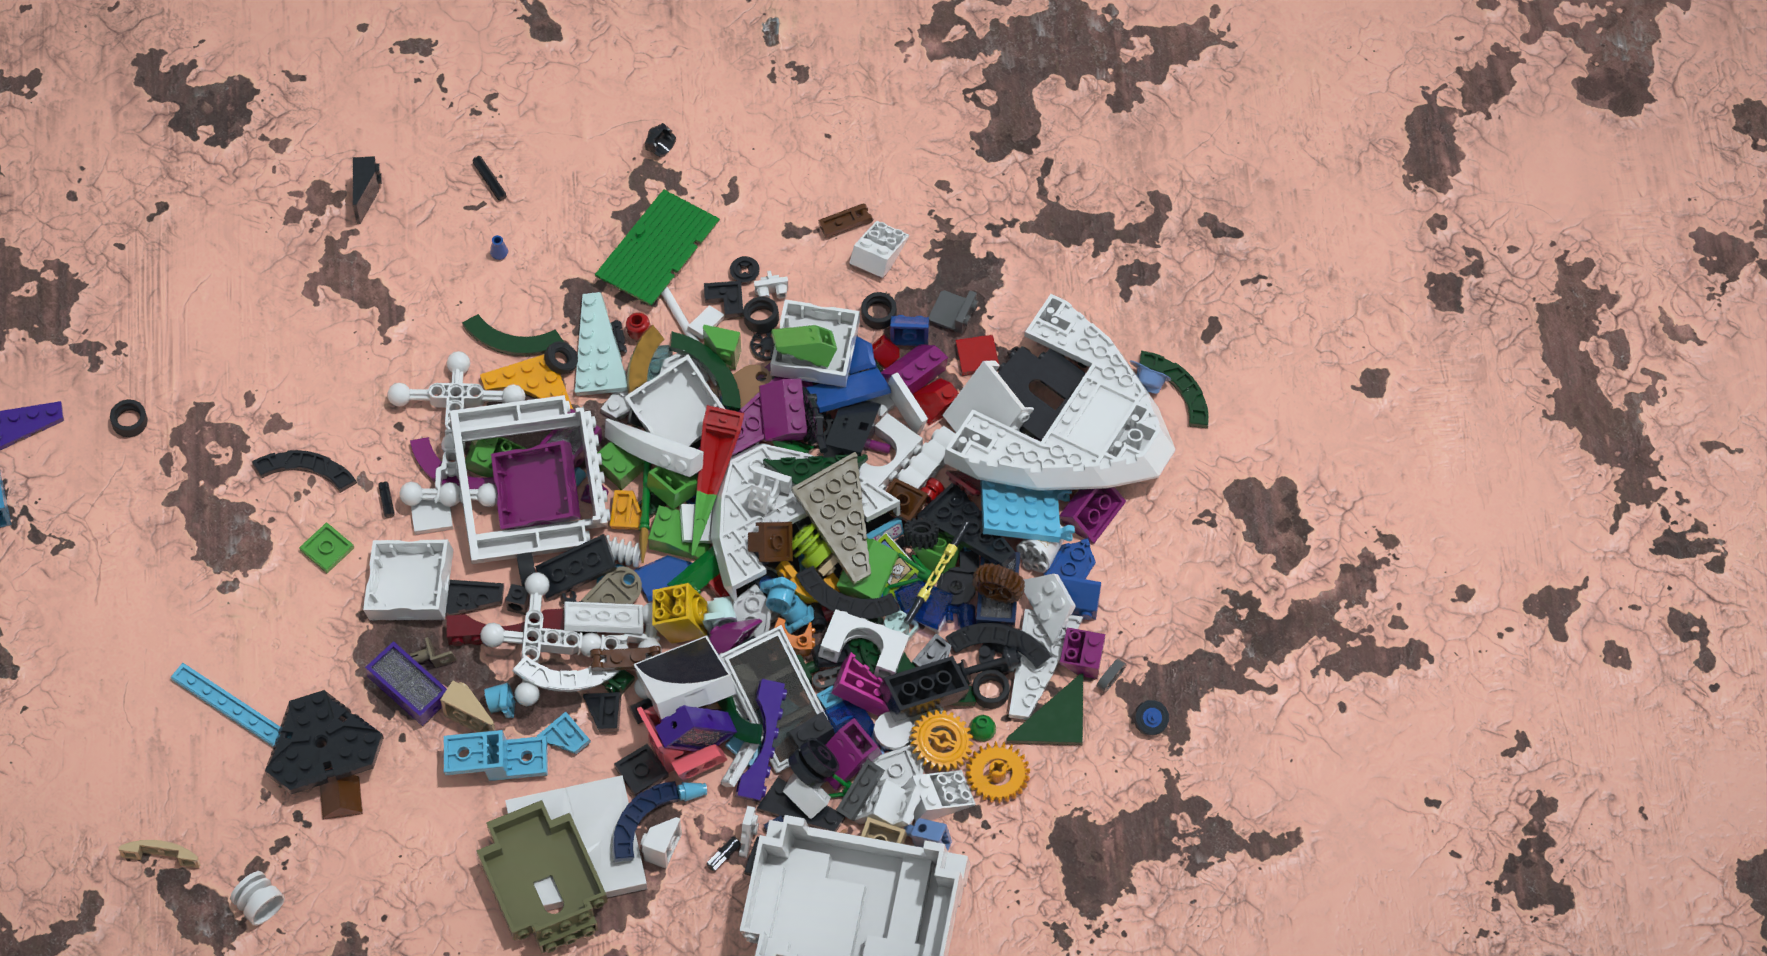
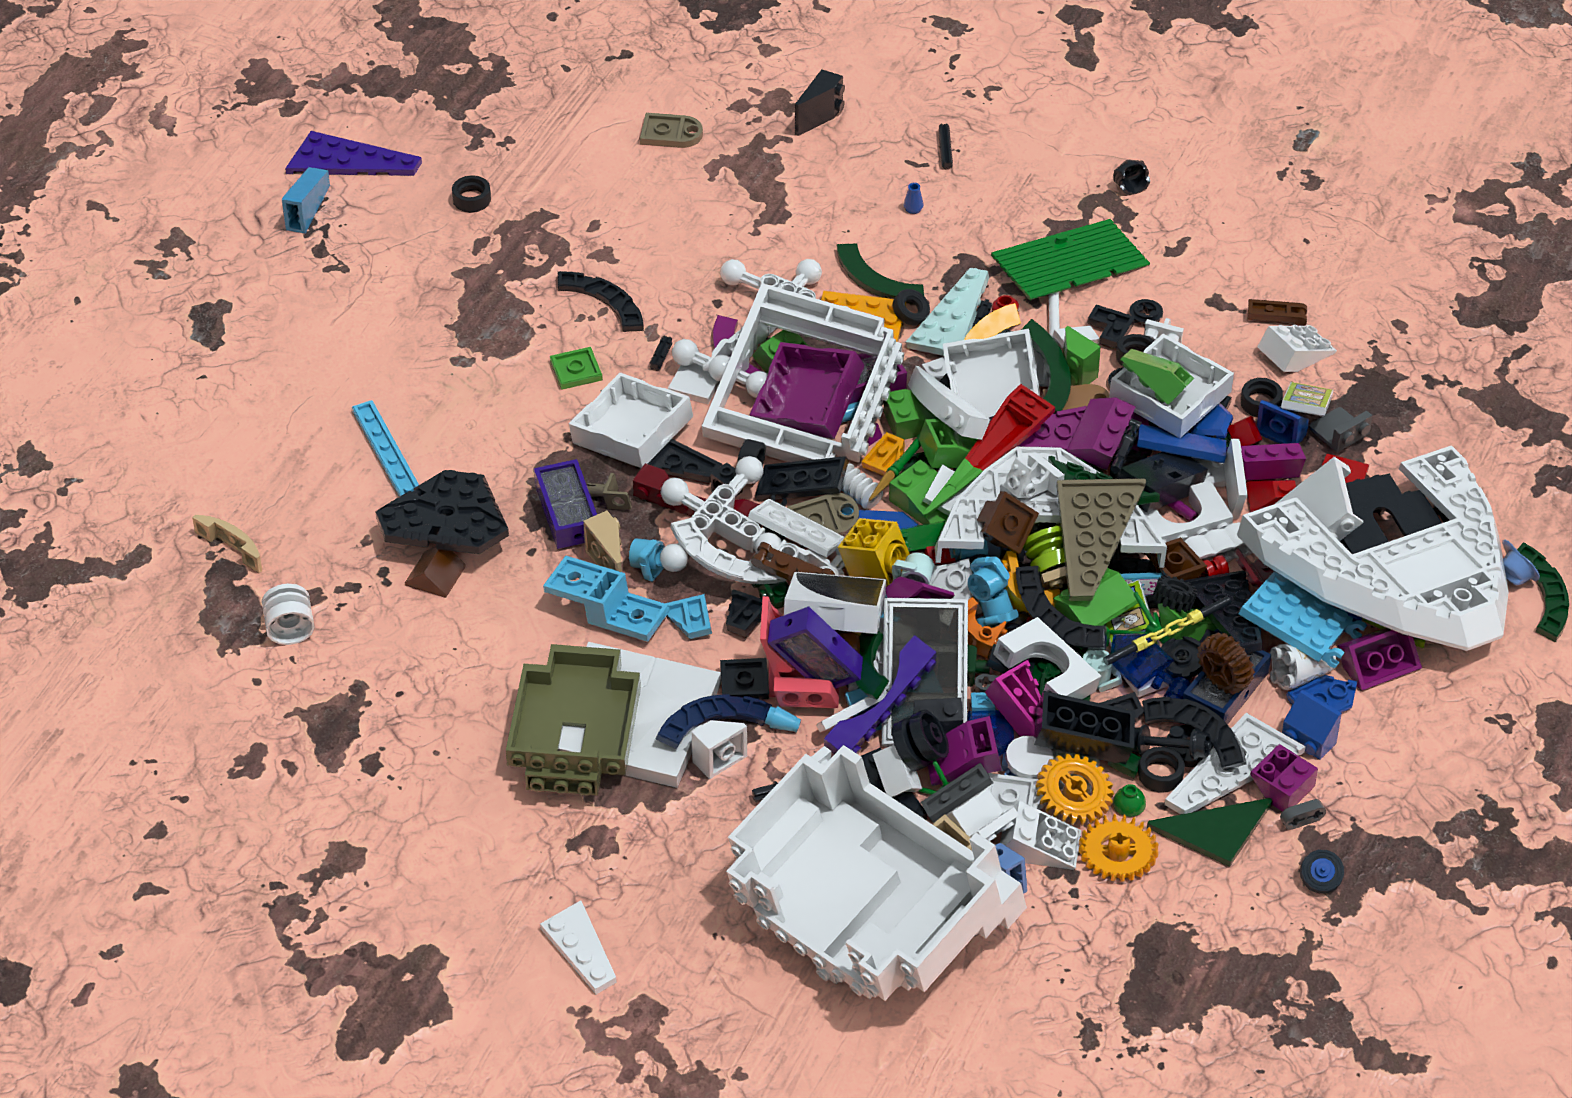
camera: 30 degrees right, 15 degrees down
(251, 270) = (670, 130): none -> dark tan tile
(919, 300) = (1307, 399): none -> tile
(1050, 603) = (1274, 712): white wing -> none

